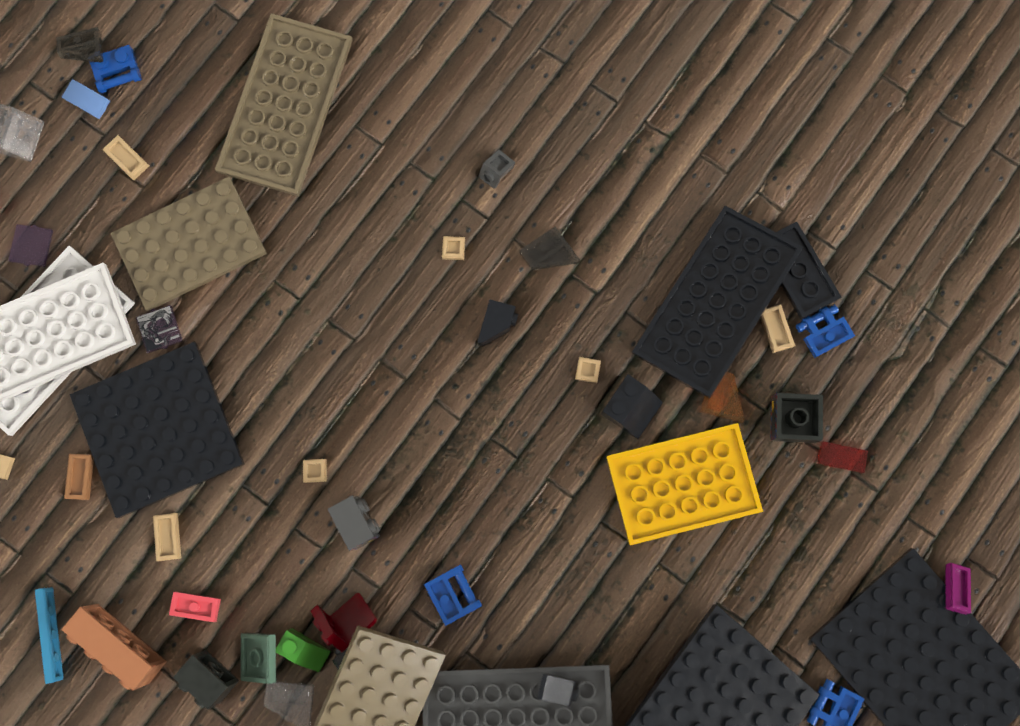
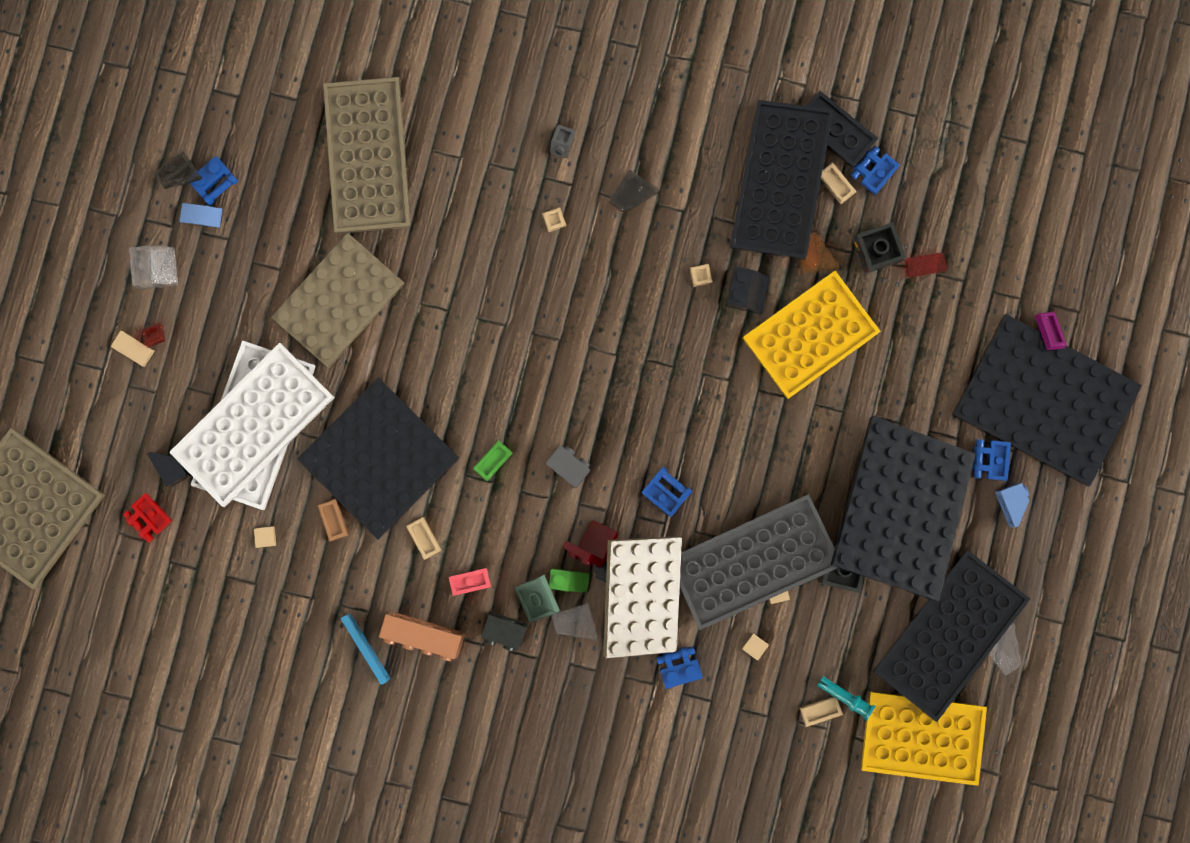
camera: 25 degrees left, 5 degrees up
(30, 245) = (209, 353): clear purple piece -> none
(125, 157) = (255, 250): tan tile -> none
(159, 329) = (344, 378): piece -> none
(278, 482) = (492, 460): none -> bright green tile
(314, 470) = (518, 440): tan tile -> none
(497, 321) = (614, 265): black slope -> none
(558, 690) = (778, 526): slope -> none

